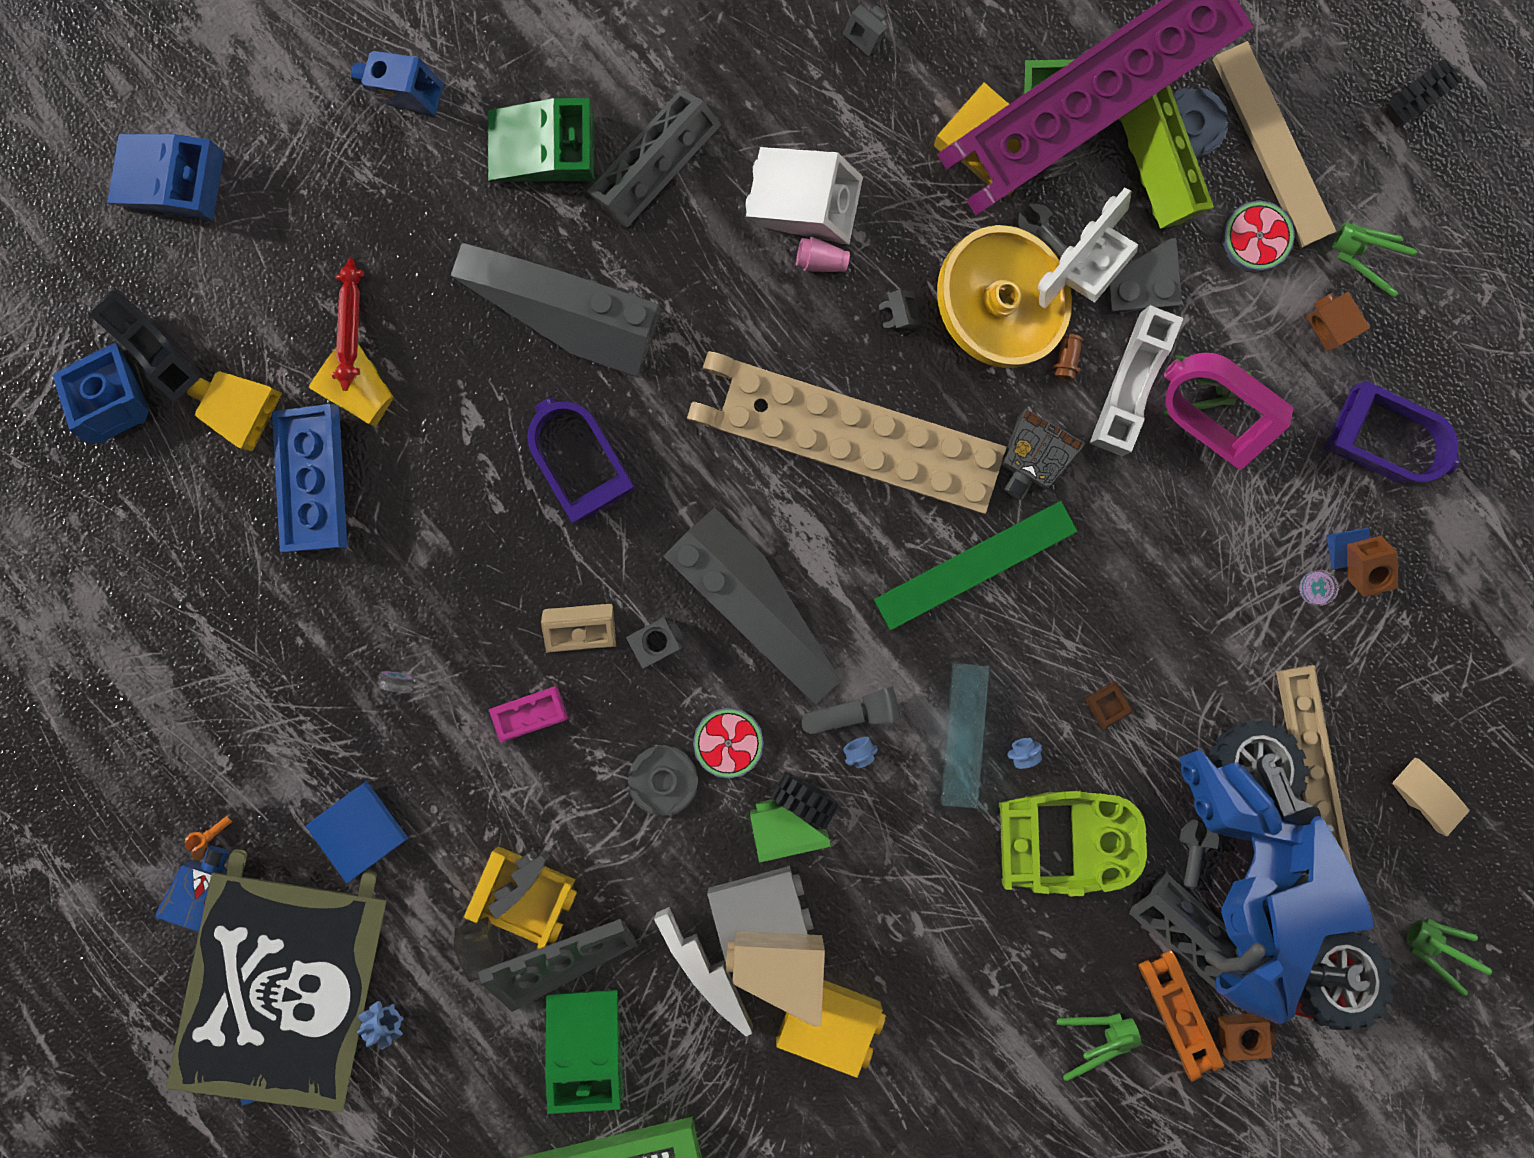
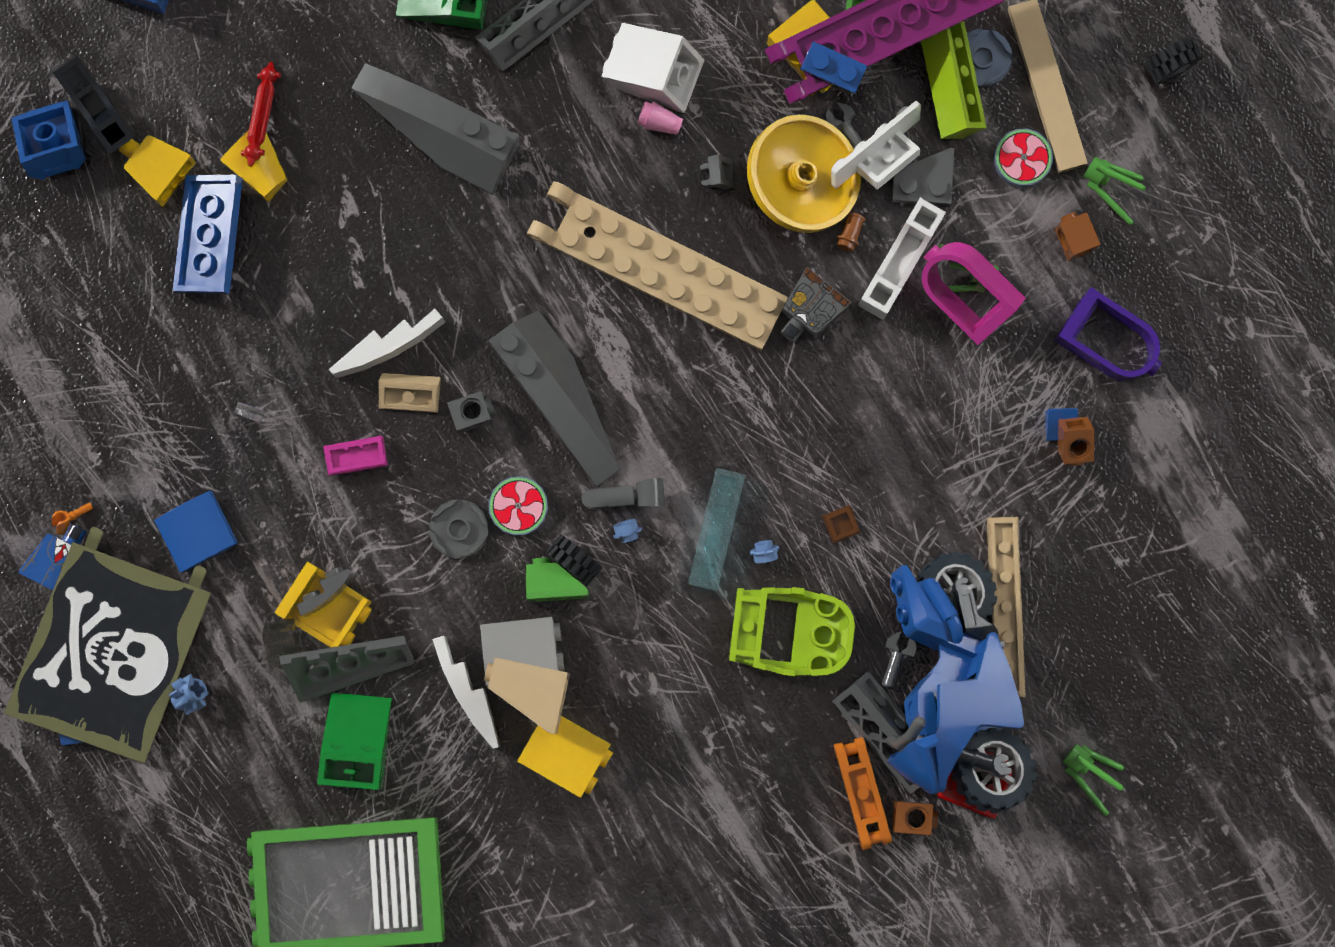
camera: 10 degrees right, 5 degrees down
(533, 584) = (374, 350): none -> white slope
(599, 497) = (443, 287): dark purple window -> none
(975, 565) = (747, 391): green tile -> none
(1025, 163) = (833, 67): none -> blue plate
(1120, 1037) = (809, 802): bright green plant -> none
(1318, 587) = (1031, 454): clear tile -> none
(1431, 795) = (1099, 640): tan slope -> none

